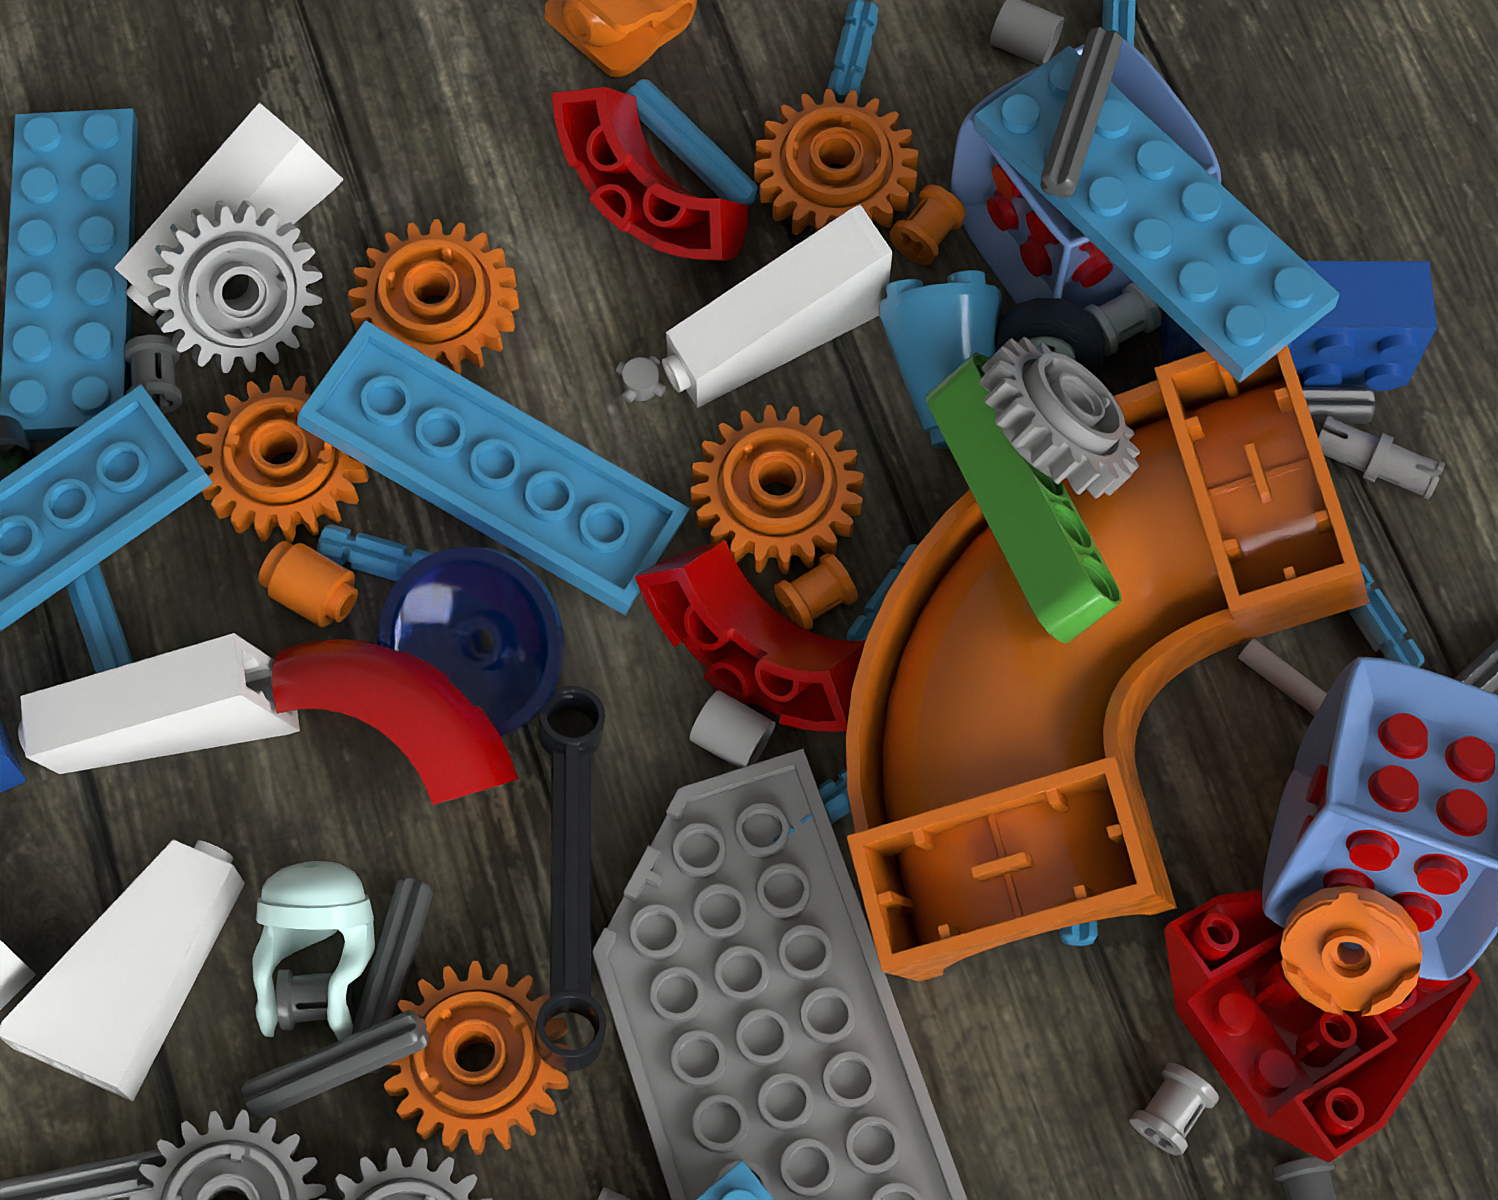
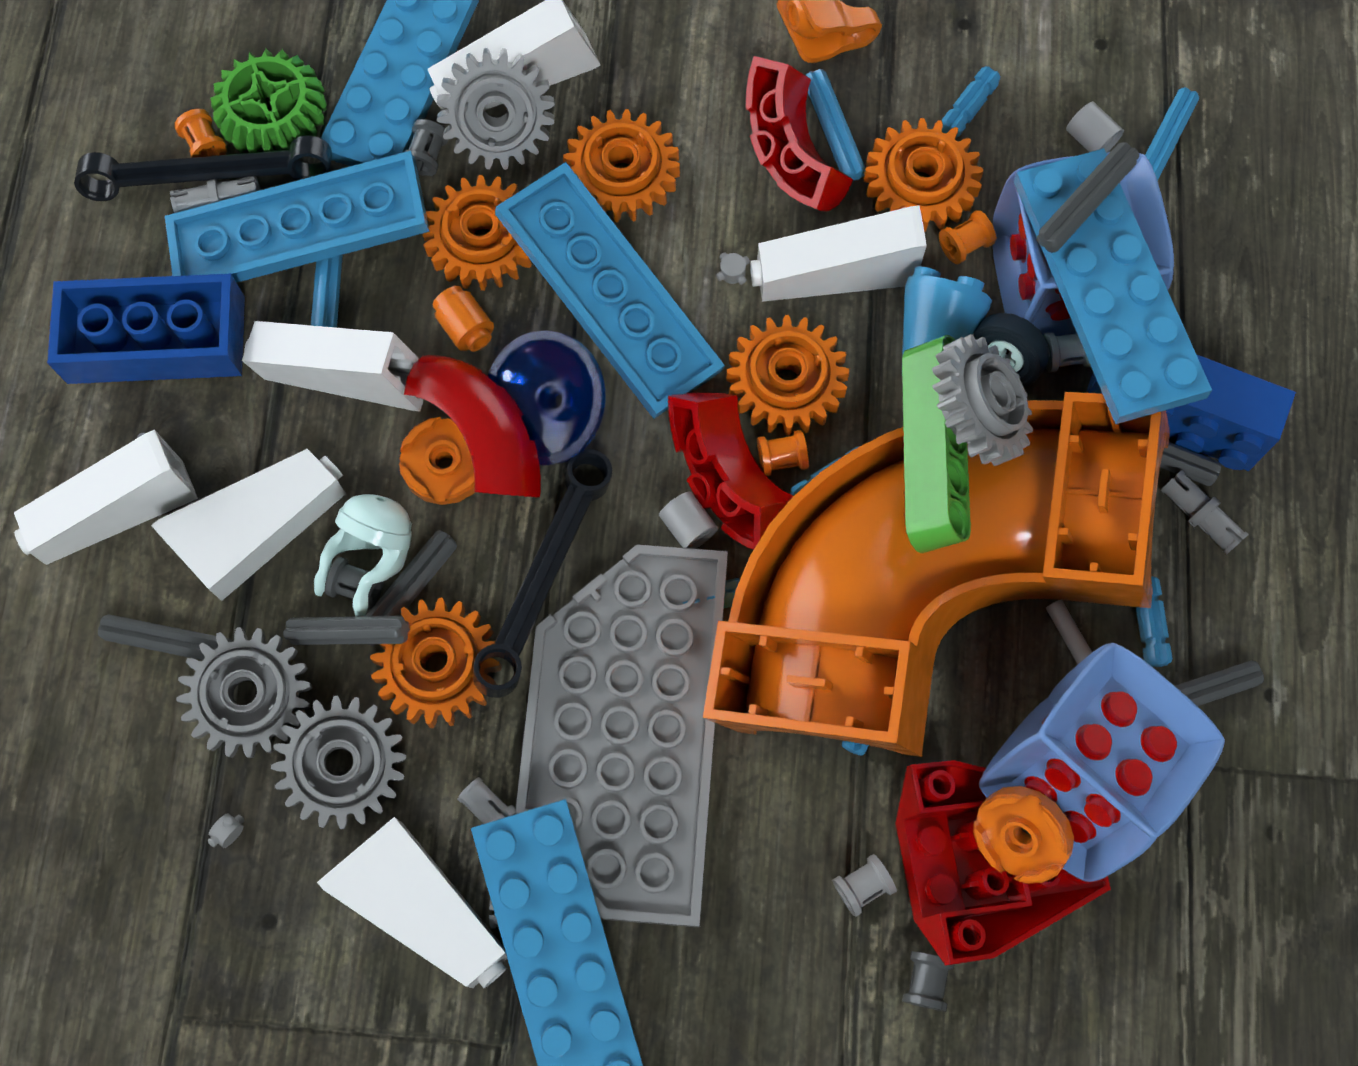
camera: 25 degrees right, 5 degrees up
(329, 784) = (420, 458): none -> orange plate
(368, 552) = (508, 313): dark azure axle -> none

